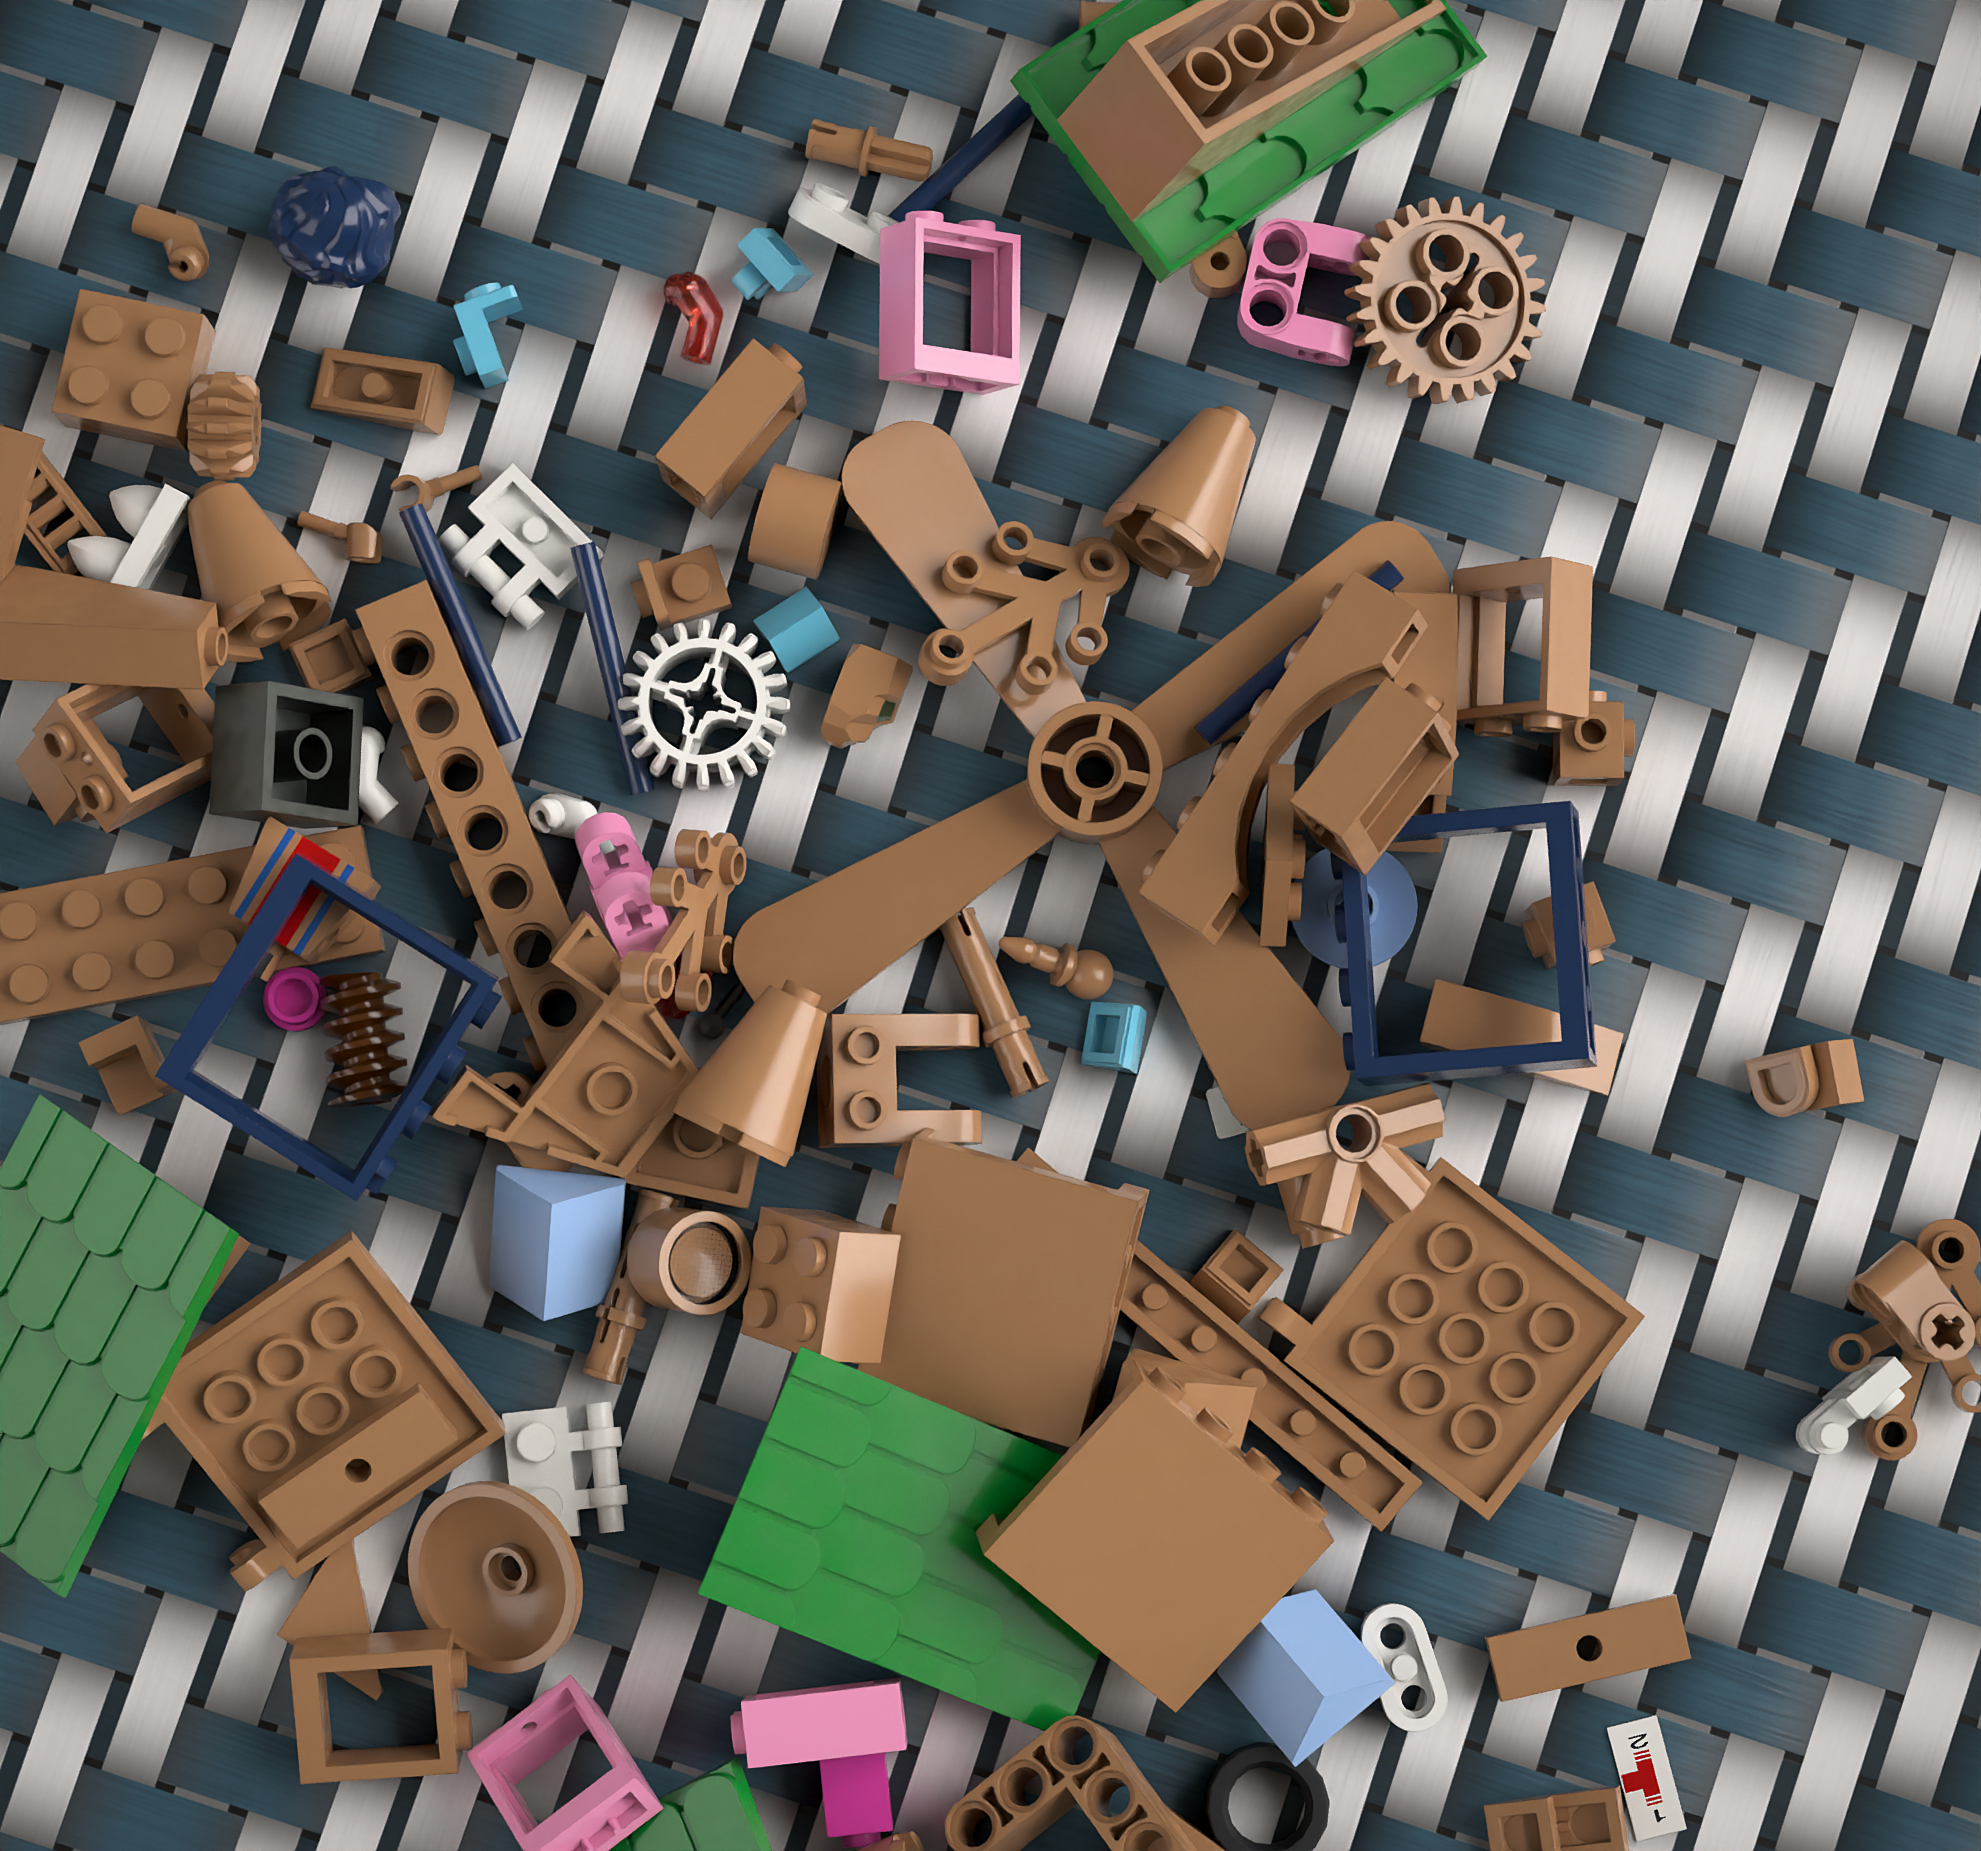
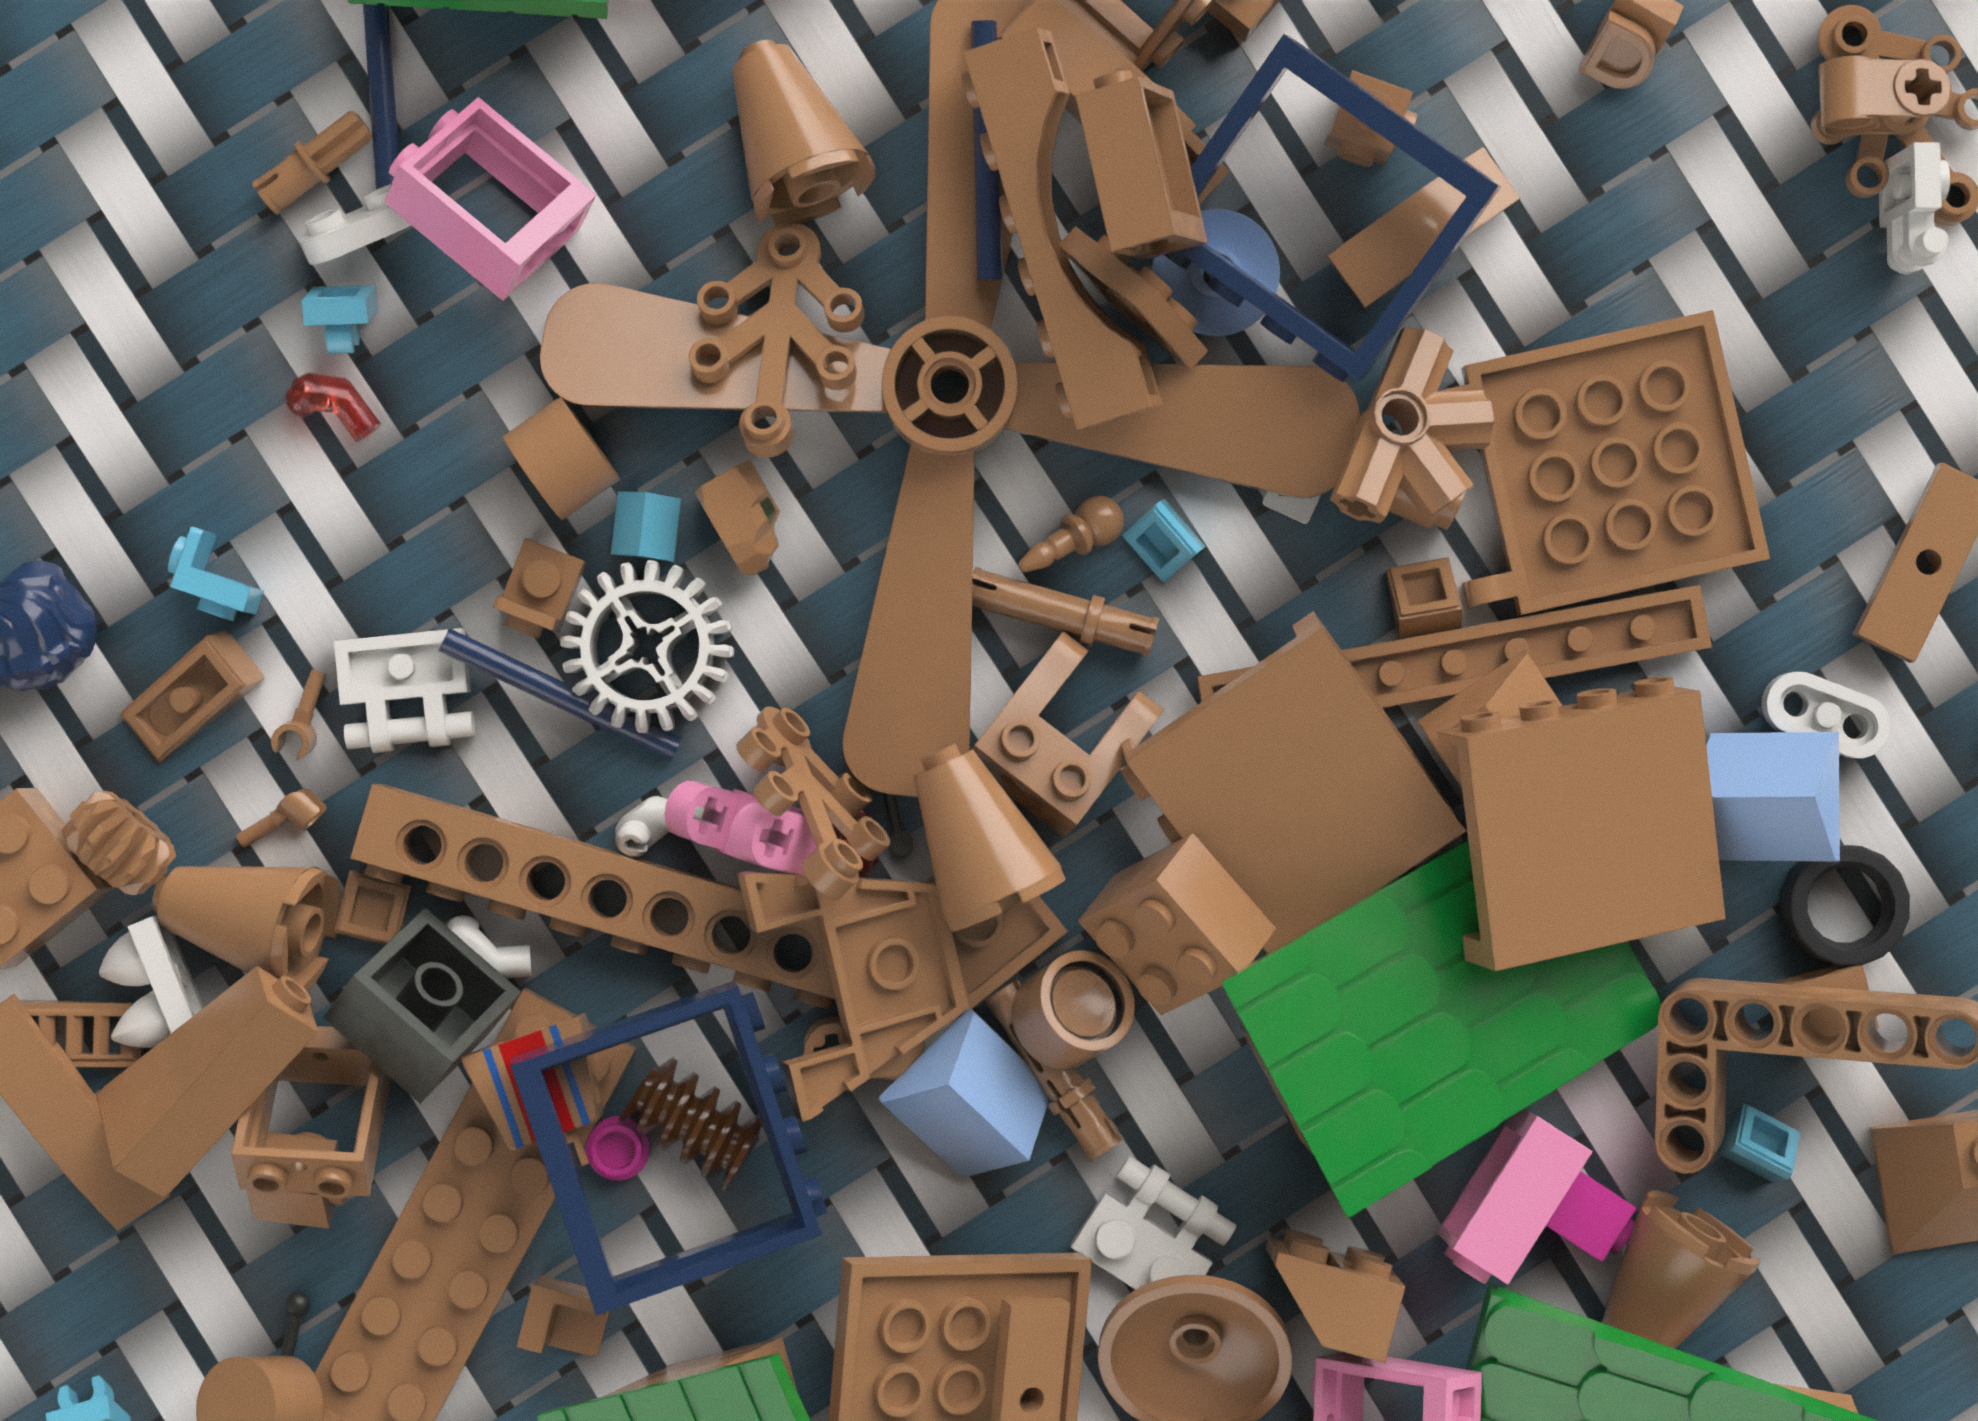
camera: 50 degrees left, 5 degrees up
(460, 625) = (428, 785): dark blue bar -> none
(630, 1650) = (1344, 1298): none -> medium nougat slope
(733, 427) = (447, 445): medium nougat window -> none

